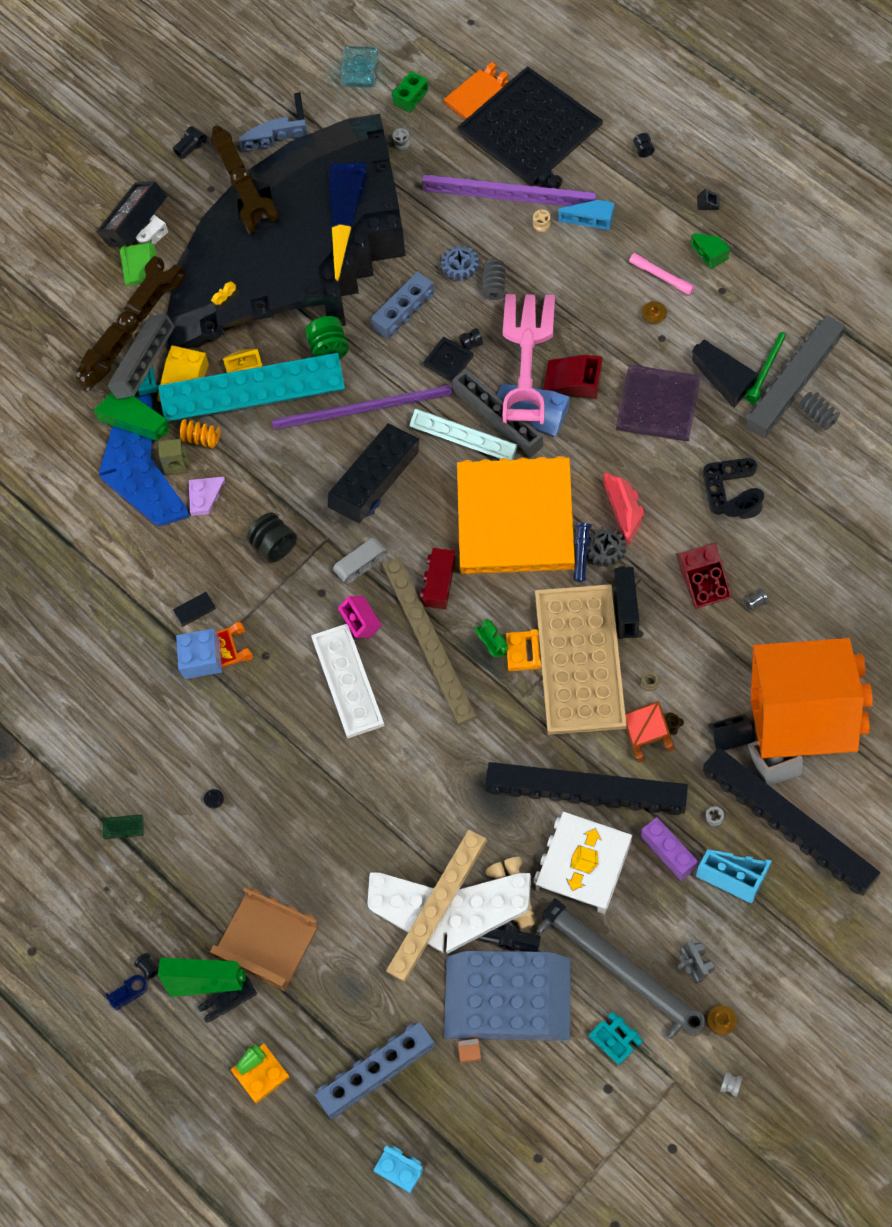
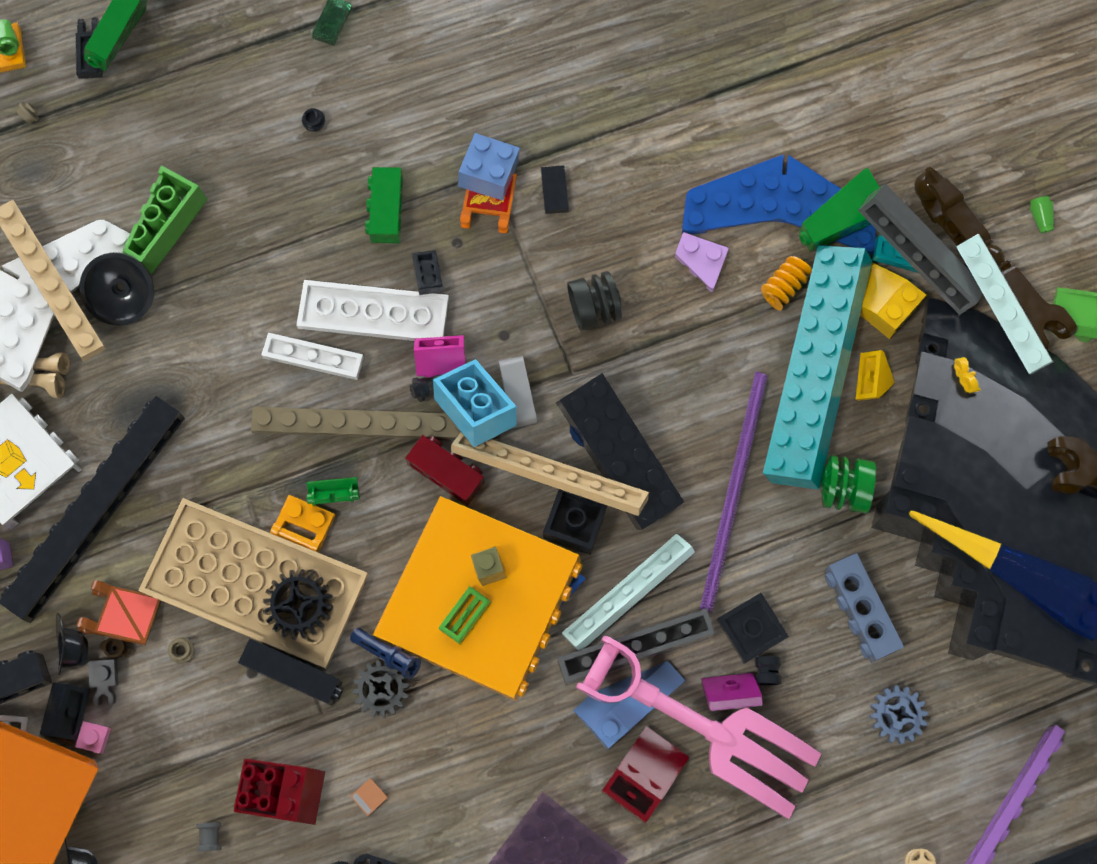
camera: 110 degrees right, 10 degrees up
(75, 309) = (1043, 213): none -> bright green cone
(159, 296) = (1004, 304): none -> light aqua plate
(173, 457) = (762, 236): olive brick -> none
(261, 711) = (385, 205): none -> green brick
(266, 938) = (127, 105): medium nougat panel -> none
(300, 658) = (427, 272): none -> black plate
(305, 1012) = (28, 112): none -> dark tan plate
(345, 856) = (164, 218): none -> bright green wedge
(384, 573) = (474, 402): none -> medium azure brick
(389, 622) = (419, 389): none -> black plate
(400, 703) = (312, 356): none -> white plate
(410, 505) = (553, 474): none -> tan plate
(418, 856) = (101, 292): none -> black dish
(432, 482) = (574, 521): none -> black brick
(493, 506) = (488, 566): none -> olive brick
(494, 279) = (848, 745): dark grey piece -> none
(496, 349) = (731, 691): none -> magenta plate
(534, 517) = (473, 620): none -> bright green tile
(580, 625) = (285, 606): none -> black gear
(624, 505) = (423, 742): coral wedge -> none
(676, 523) = (369, 797): none -> nougat tile
(687, 750) = (71, 646): none -> black piece
(695, 719) = (103, 675): none -> black plate
(737, 705) = (93, 737): none -> bright pink plate

